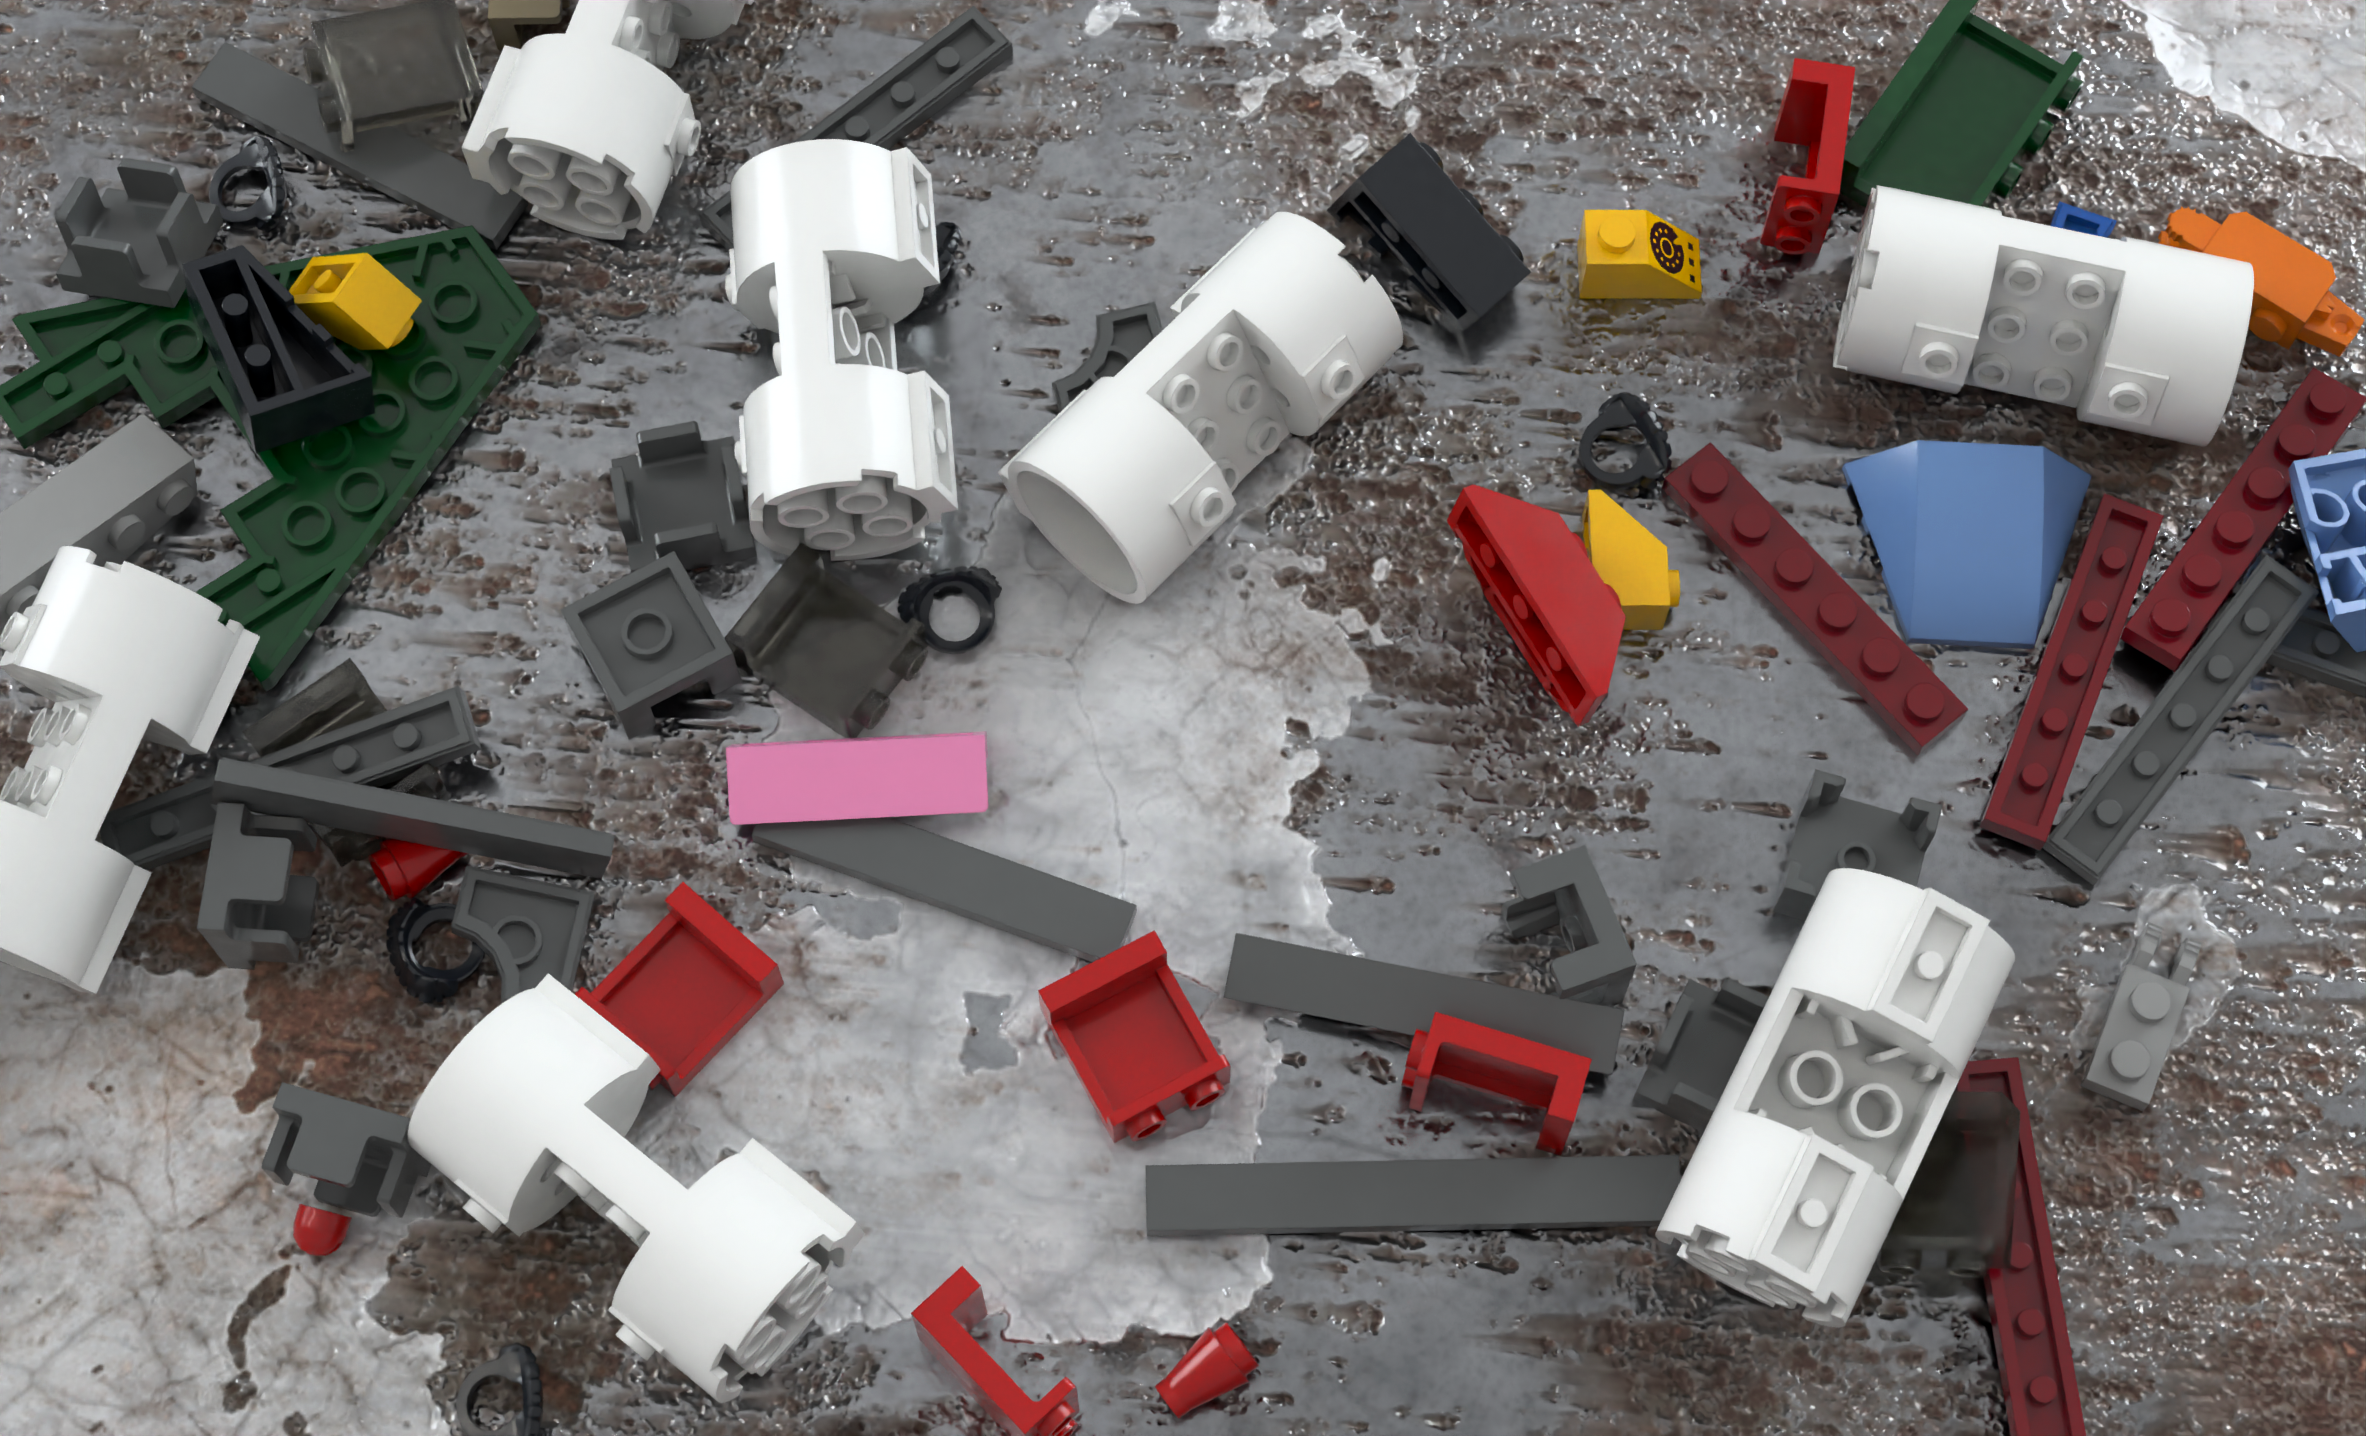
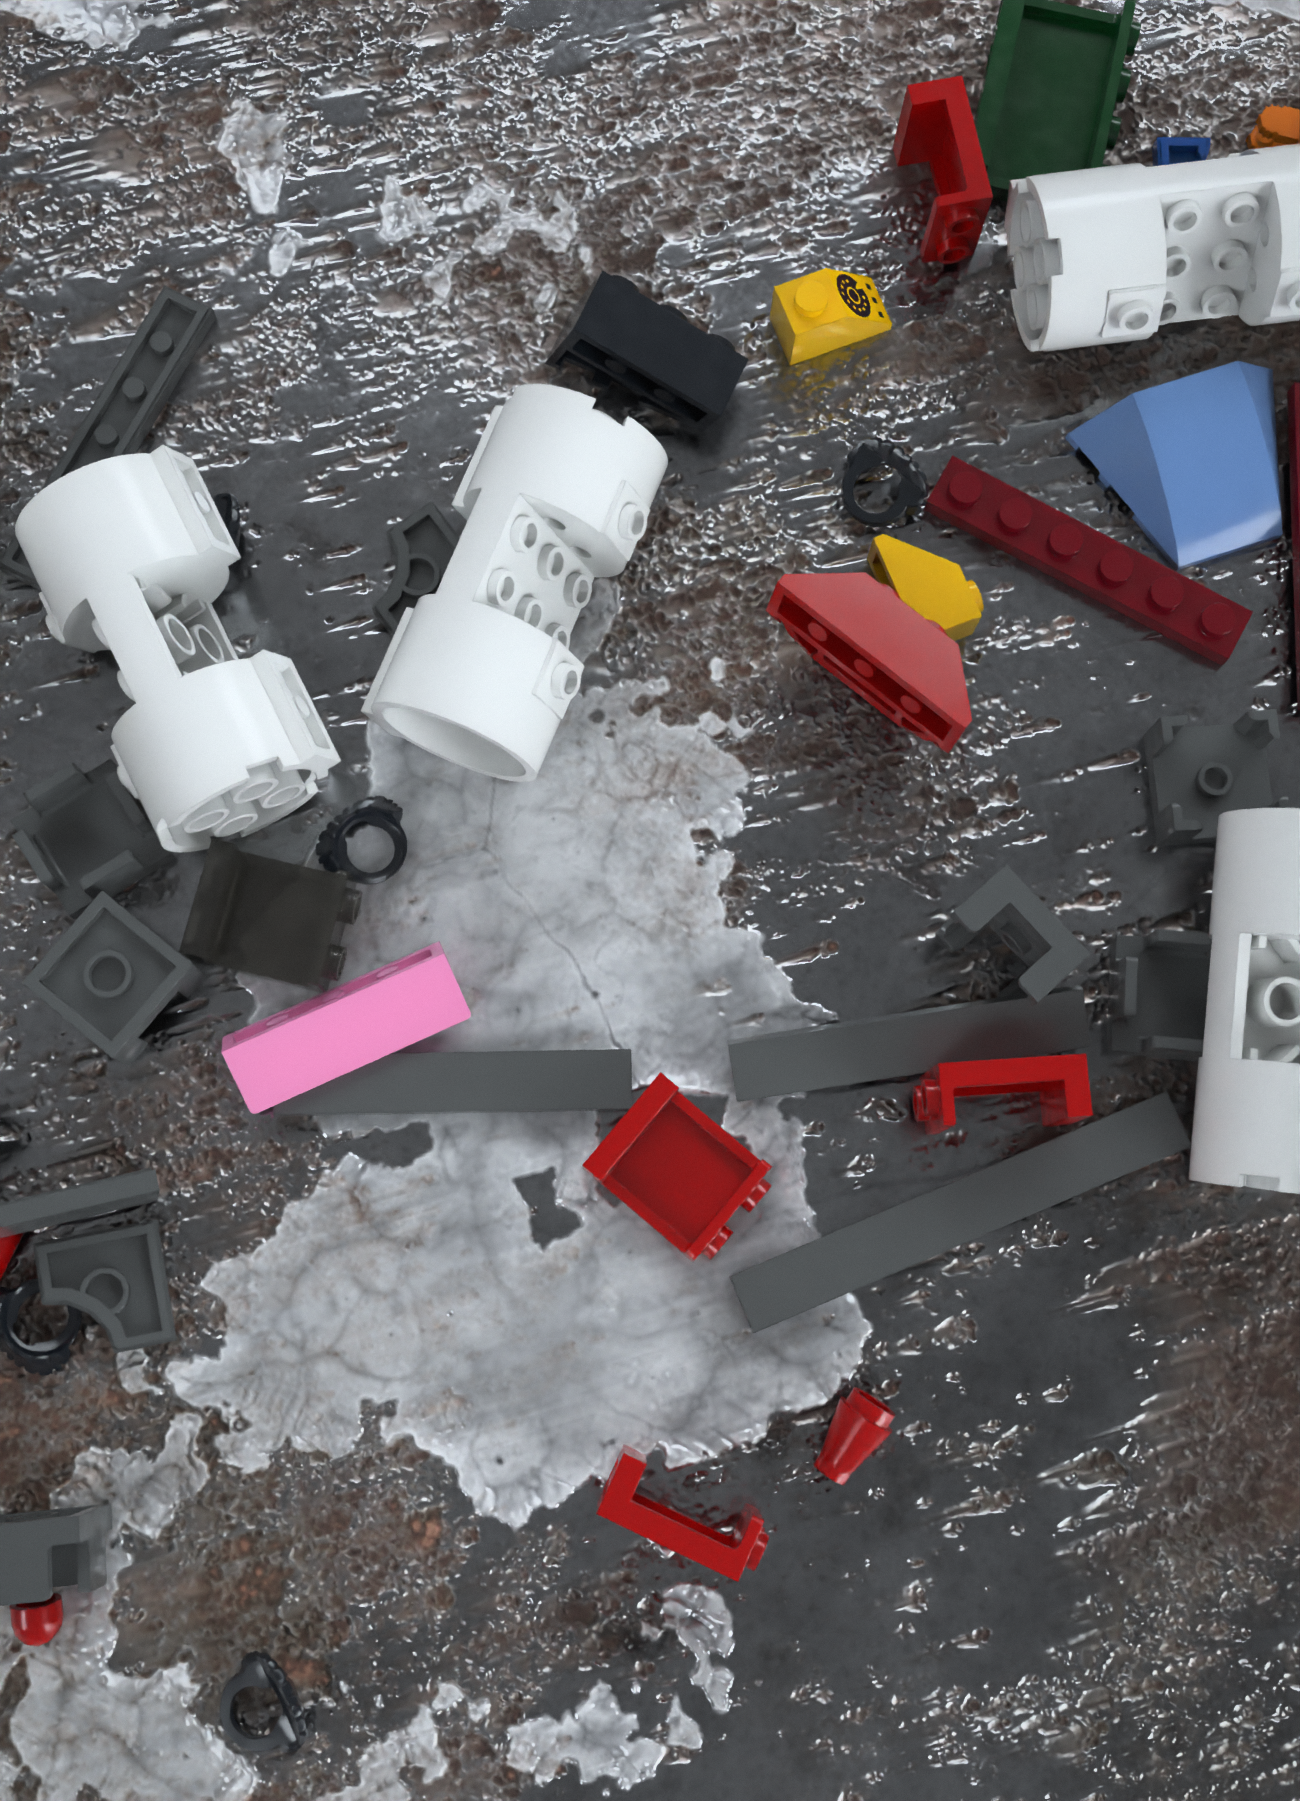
camera: 25 degrees left, 10 degrees up
(541, 1114) = (196, 1460): white cylinder -> none
(686, 988) = (266, 1284): red panel -> none

